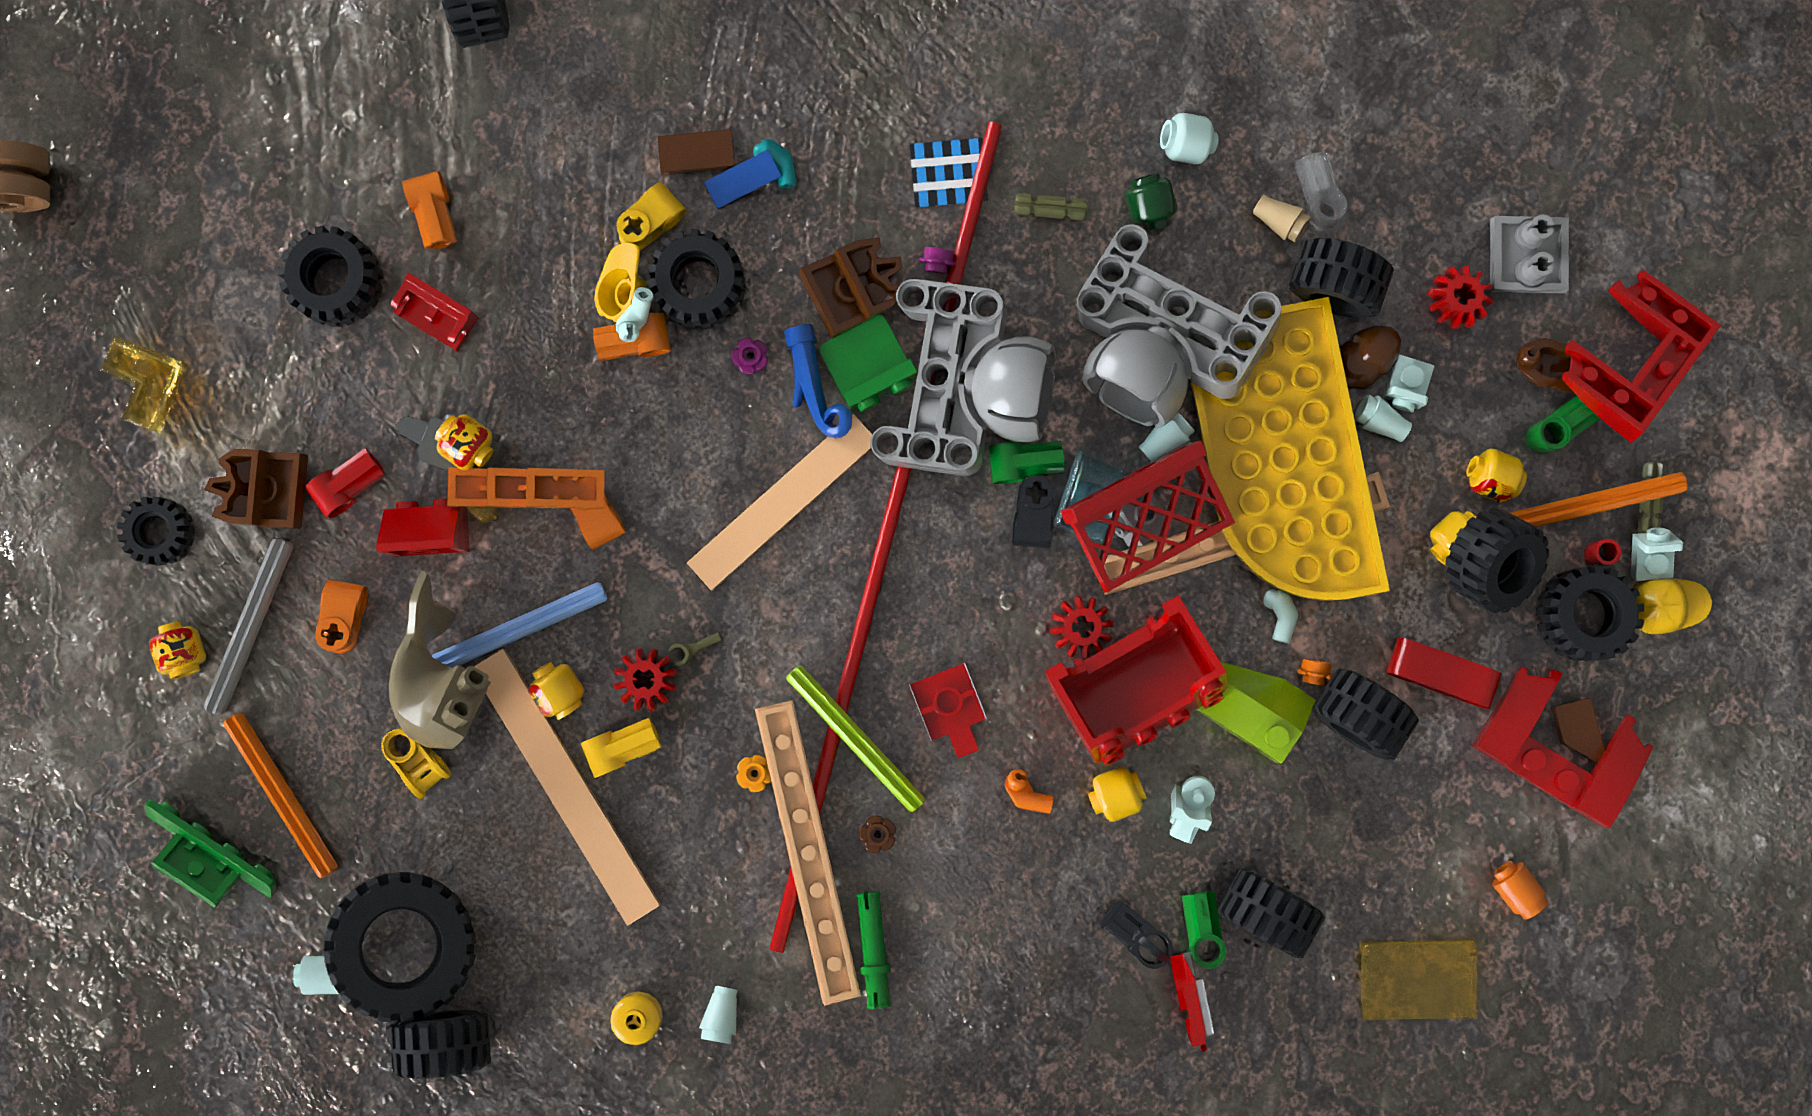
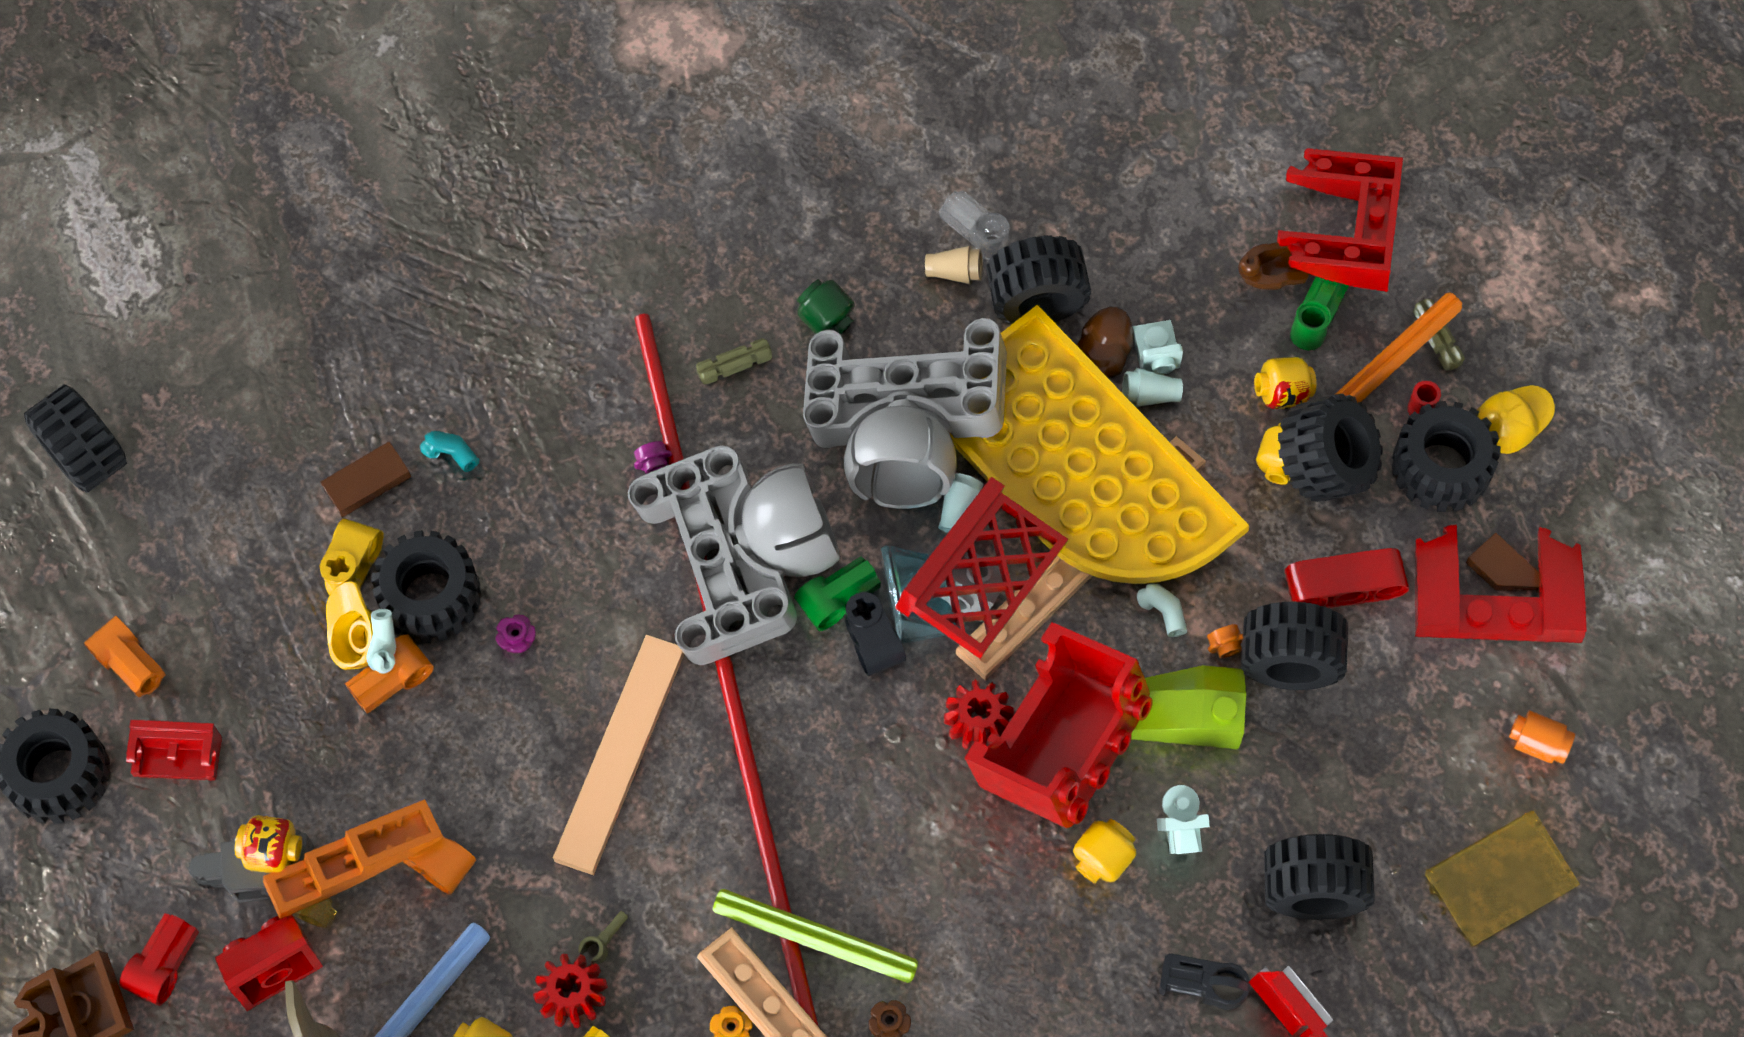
camera: 25 degrees left, 20 degrees down
(742, 179) = (423, 479): blue sticker -> none
(808, 383) = (583, 626): blue plant -> none
(851, 285) = (581, 519): reddish brown plate -> none
(868, 364) = (636, 582): green bracket -> none
(944, 171) = (616, 382): sticker -> none
(949, 707) = (892, 857): red piece -> none
(1024, 795) = (1014, 906): orange arm -> none
(1188, 138) = (829, 240): light aqua head -> none
(1203, 925) = (1263, 933): green piece -> none
(1471, 289) = (1143, 252): red gear -> none
(1529, 254) = (1197, 185): light grey plate -> none
(1654, 554) = (1470, 377): light aqua bracket -> none

